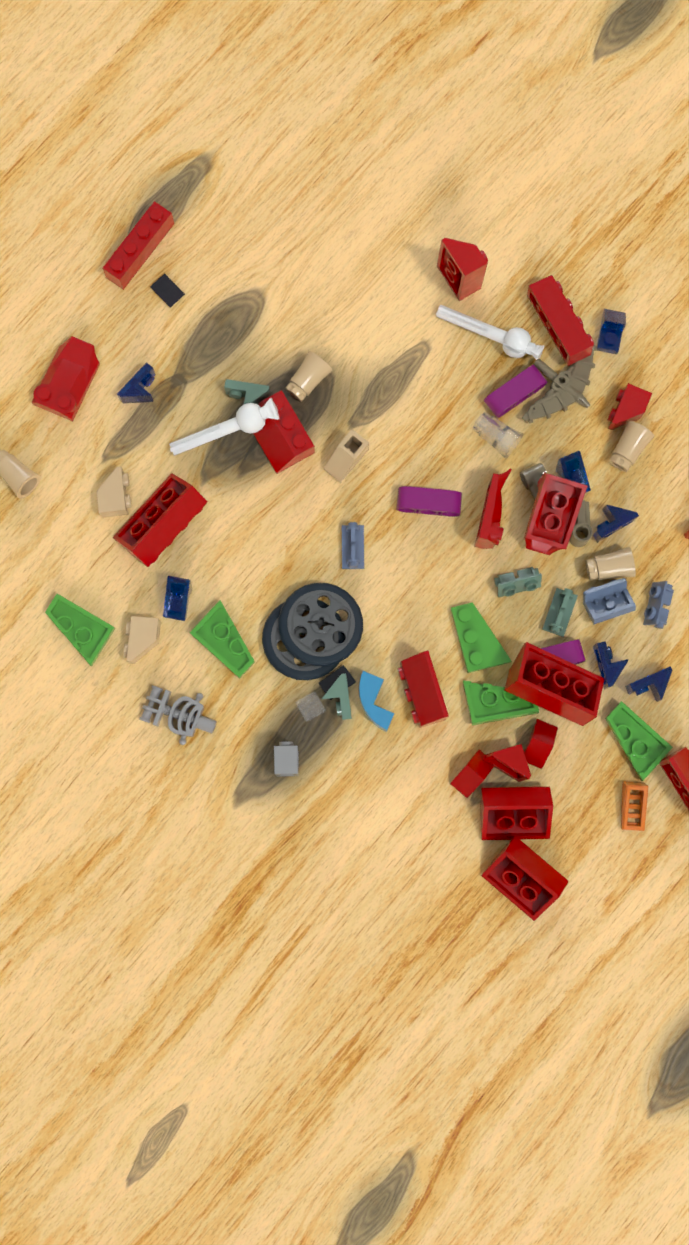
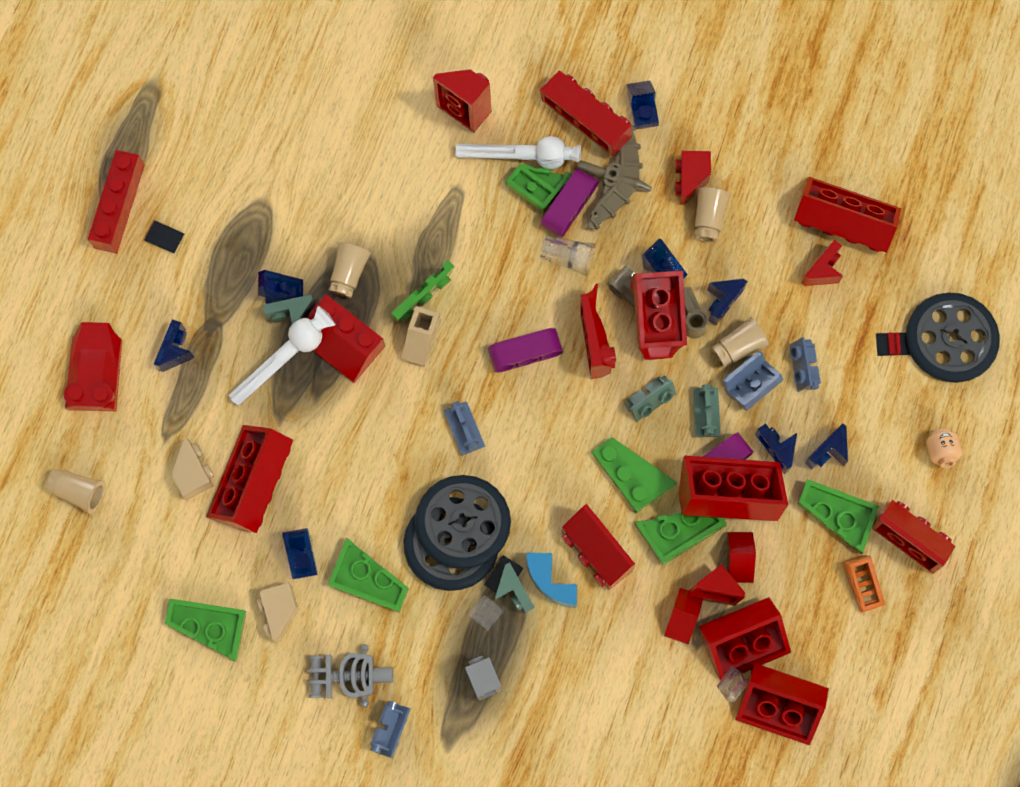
camera: 15 degrees left, 5 degrees down
(201, 764) = (386, 739): none -> sand blue hinge
(245, 369) = (278, 286): none -> clear blue slope
(361, 423) = (422, 296): none -> bright green wing
(490, 846) = (732, 684): none -> clear tile
(494, 366) = (537, 185): none -> bright green wing

